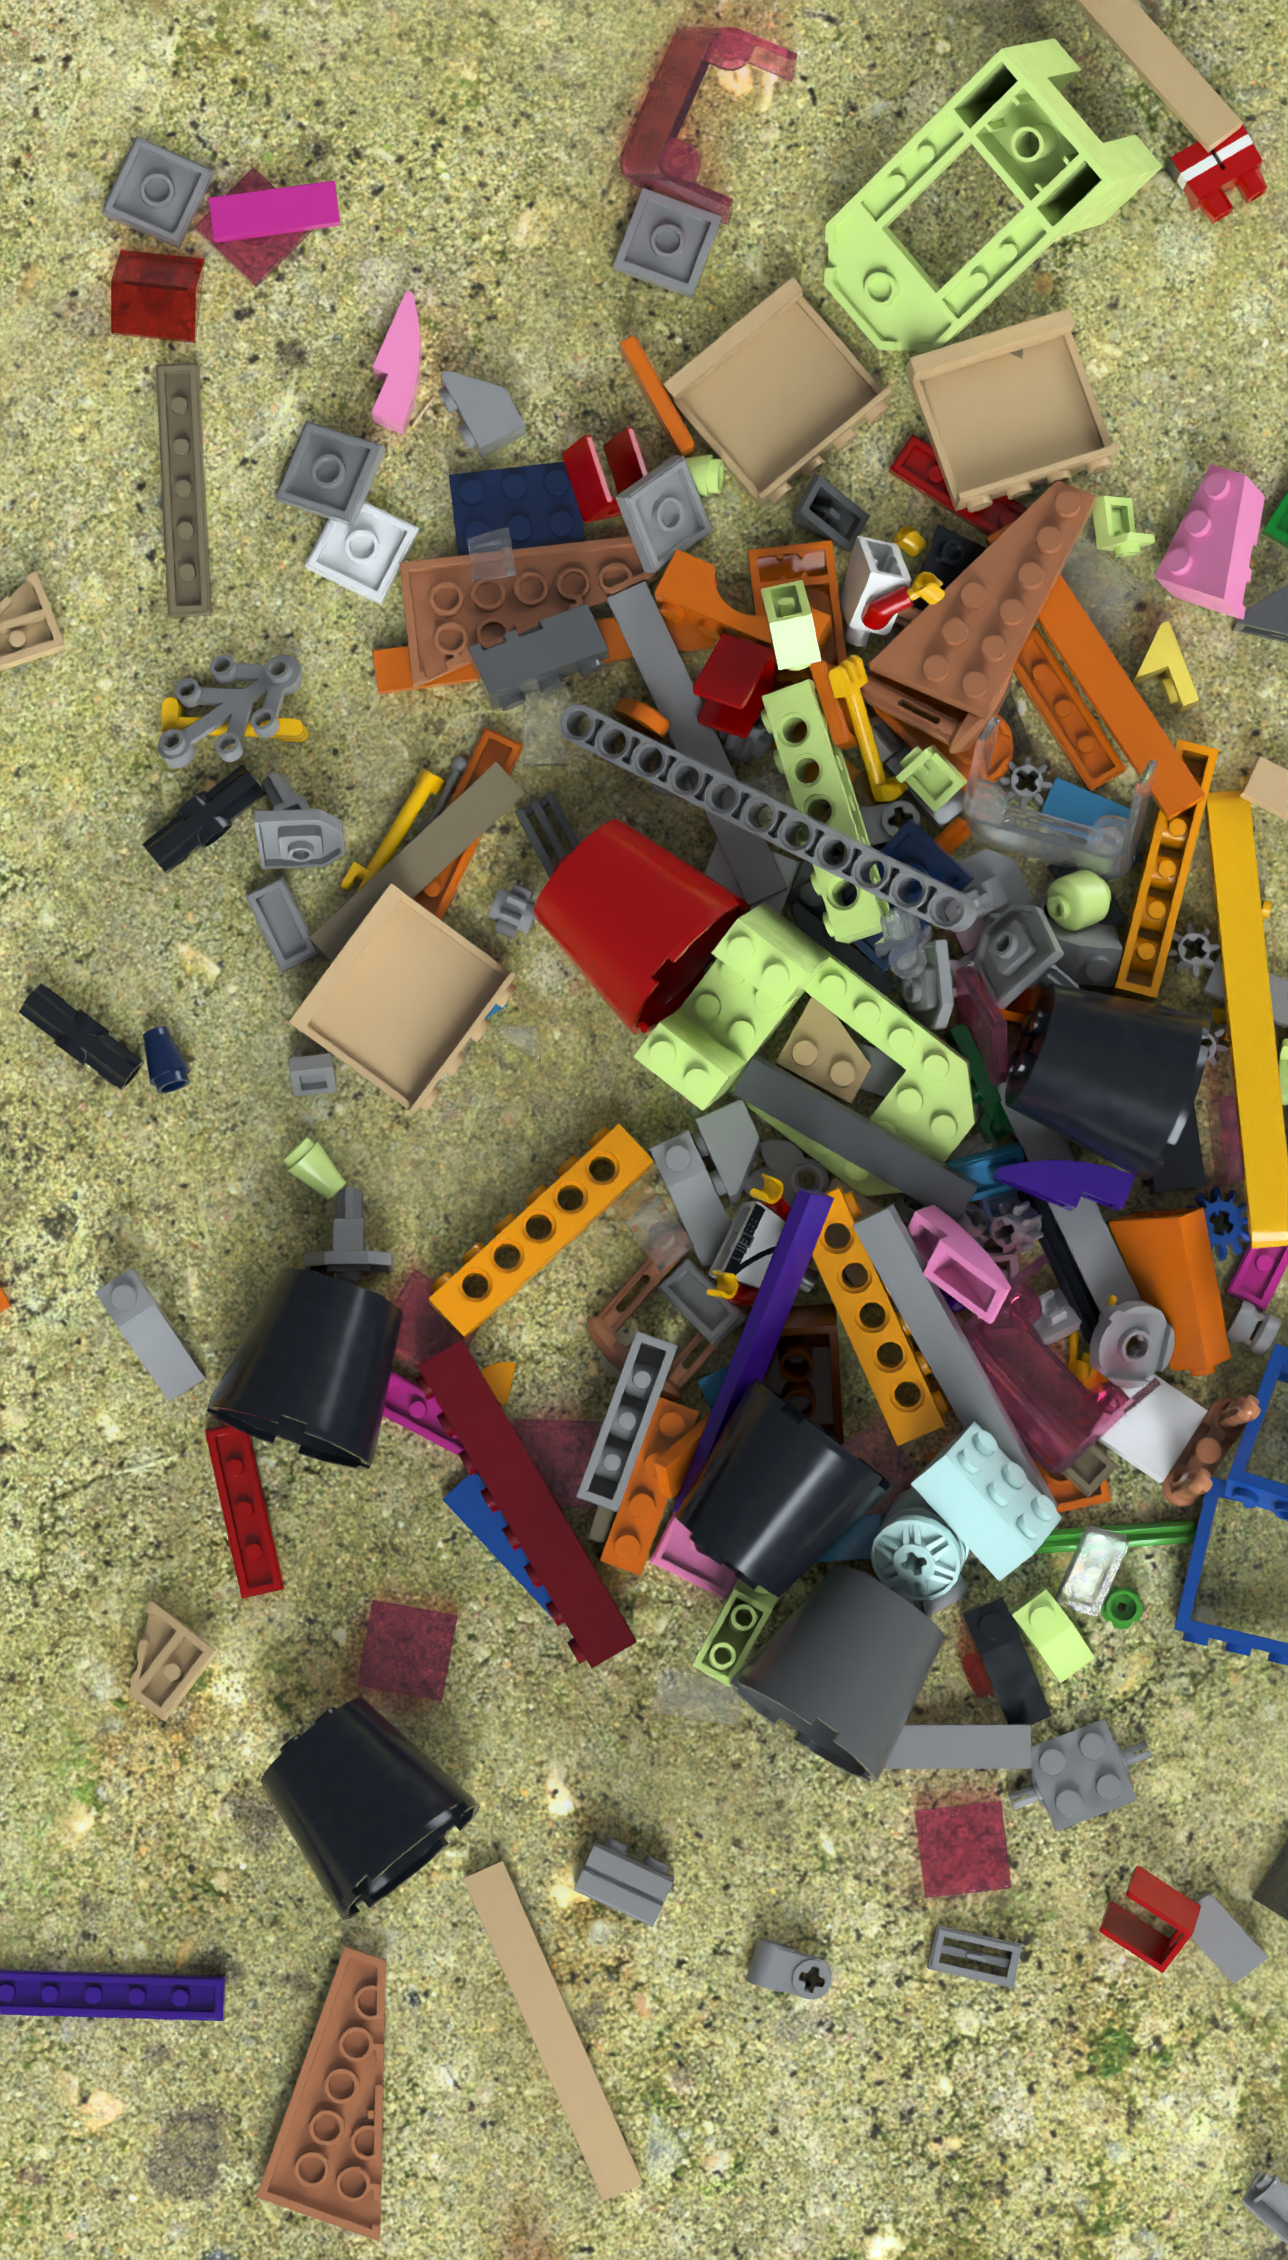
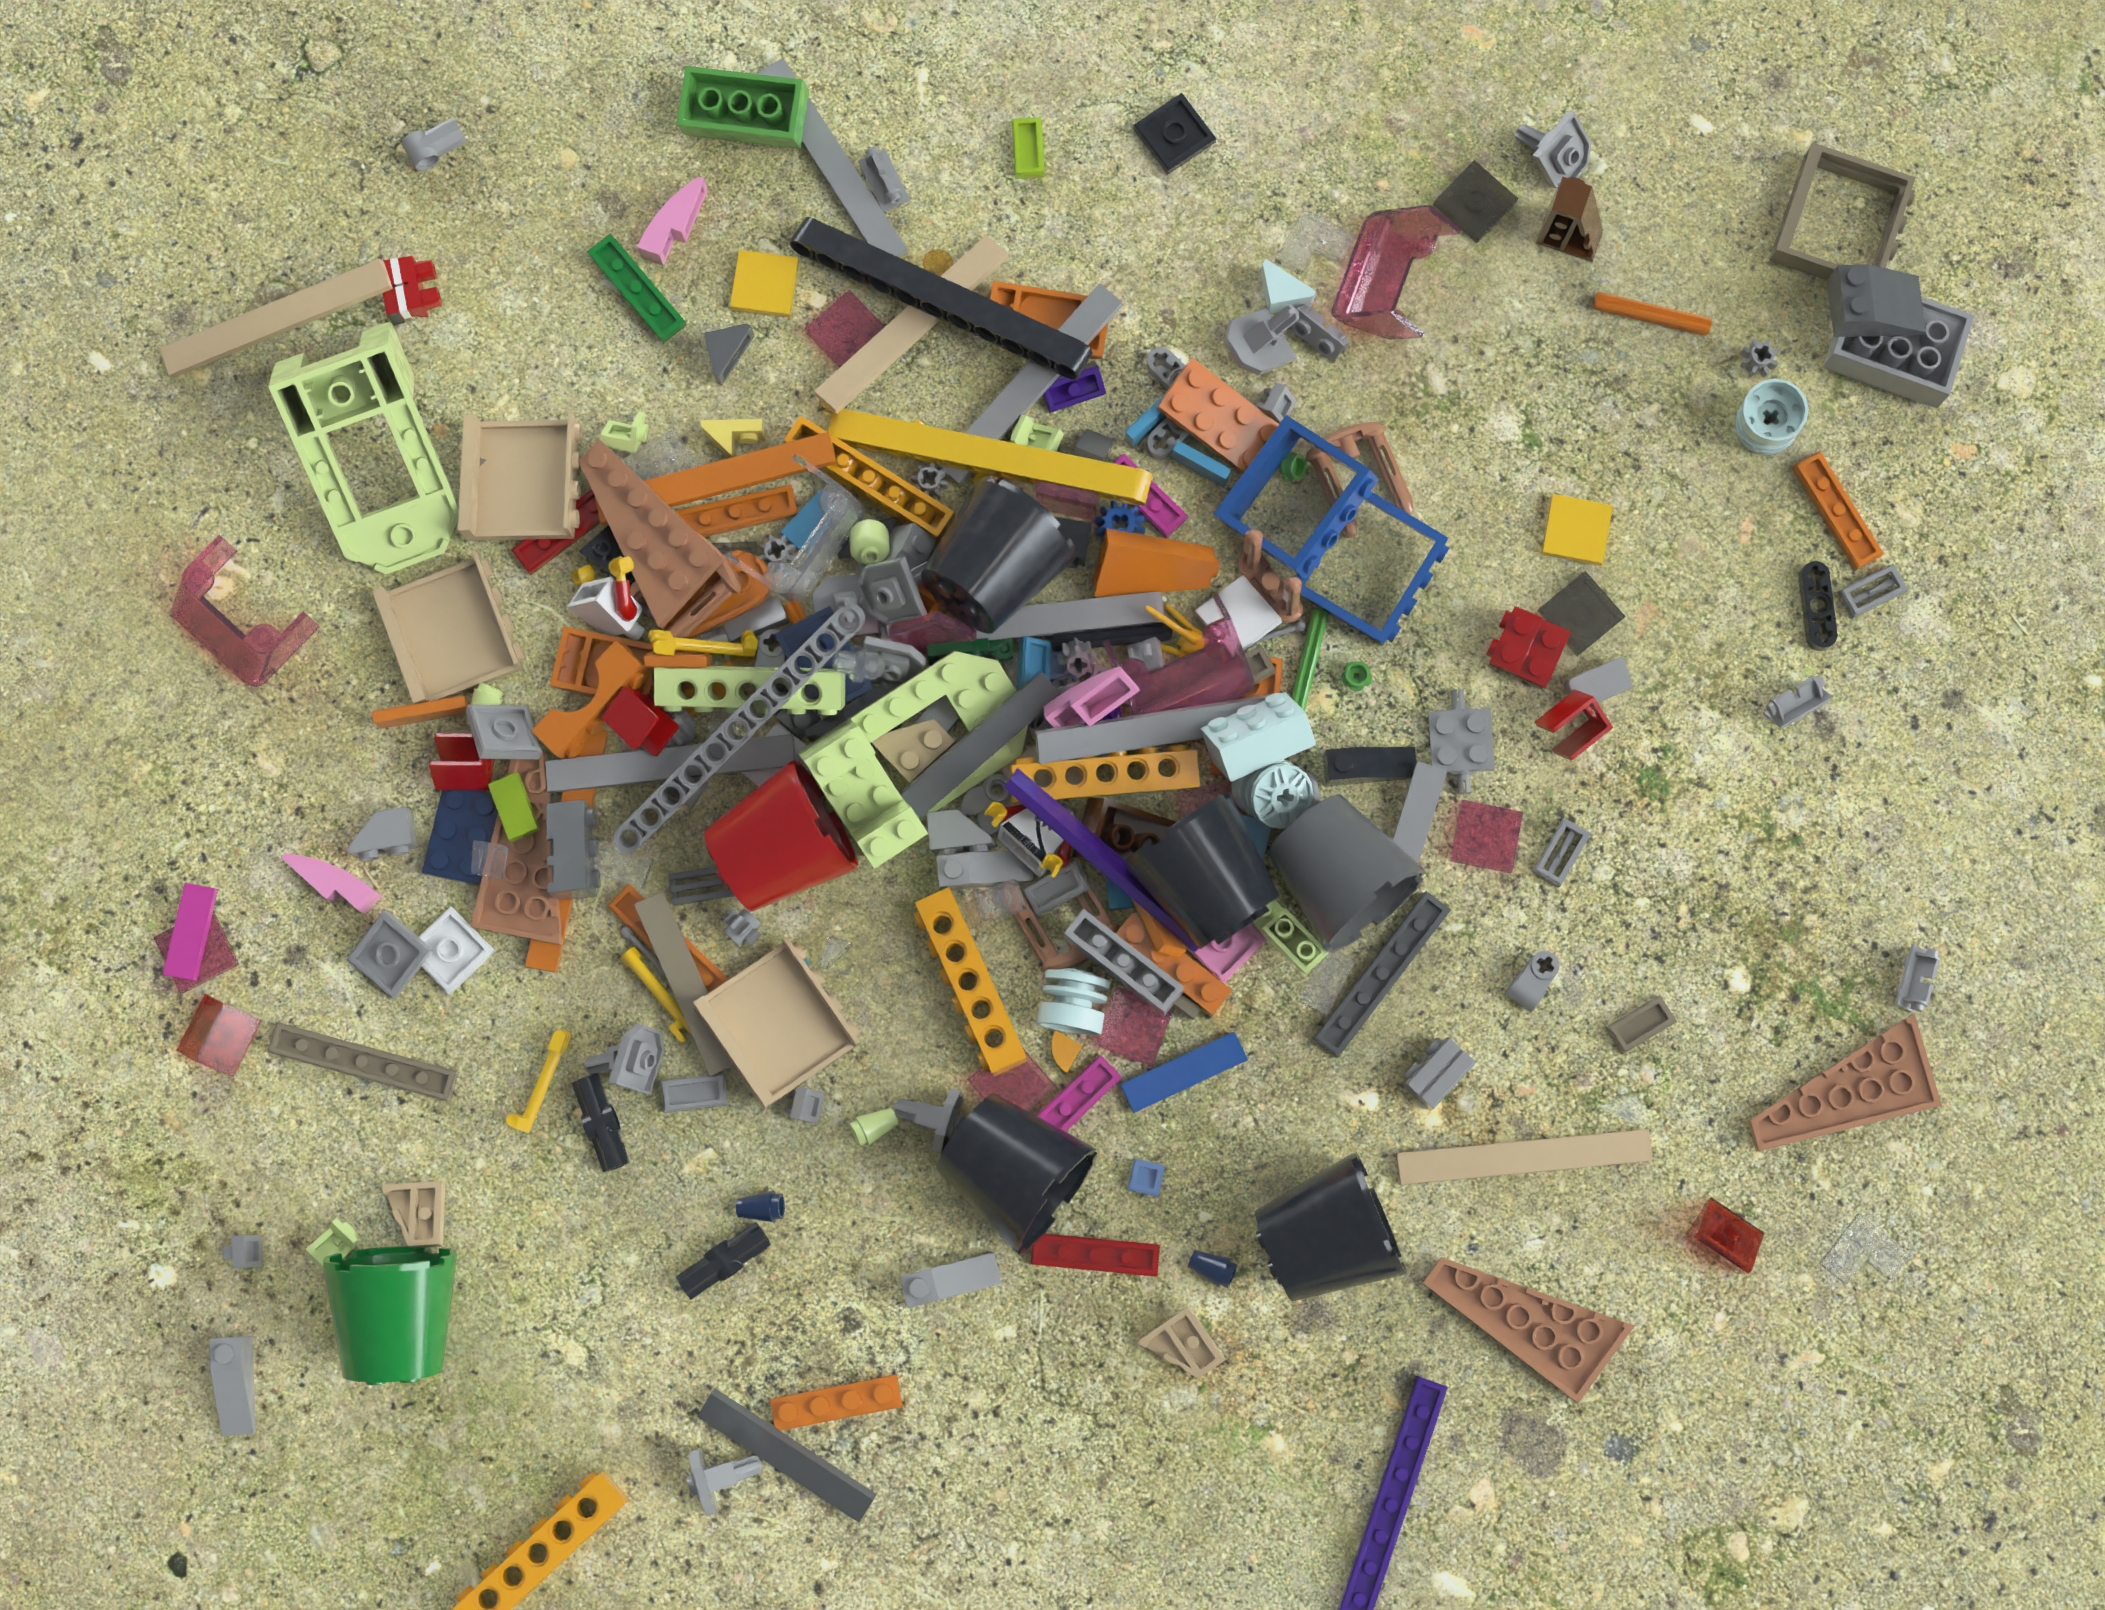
camera: 70 degrees left, 5 degrees down
(157, 192) = (145, 1011): light grey tile -> none
(232, 706) = (527, 1076): light grey plant -> none
(275, 1668) = (1213, 1268): none -> dark blue cone
(364, 1543) = (1146, 1177): none -> medium blue tile
(407, 1650) = (1230, 1171): clear pink tile -> none
(526, 1504) = (1157, 1053): dark red brick -> none
(557, 1373) = (1073, 1002): none -> light aqua wheel
(571, 562) = (514, 807): none -> lime tile
(642, 717) = (639, 793): orange tile -> none
(667, 243) = (316, 670): light grey plate -> none
(732, 1767) = (1381, 974): none -> dark grey tile
(779, 2132) = (1641, 1024): none -> dark tan tile
(791, 625) = (613, 666): yellowish green slope -> none
(829, 514) = (545, 622): dark grey slope -> none
(931, 776) = (750, 611): yellowish green bracket -> none
(975, 1675) = (1371, 787): clear red tile -> none
(1052, 1634) = (1360, 727): yellowish green slope -> none
(1066, 1181) = (1059, 611): dark purple slope -> none
(1092, 1570) = (1326, 686): clear plate -> none
(1113, 1332) = (1168, 611): light grey plate -> none
(1164, 1509) = (1299, 626): none -> light grey hinge
(1215, 543) = (659, 374): bright pink wedge -> none
(1238, 1825) = (1528, 646): none -> red plate
(1243, 1323) = (1197, 526): light grey wheel -> none

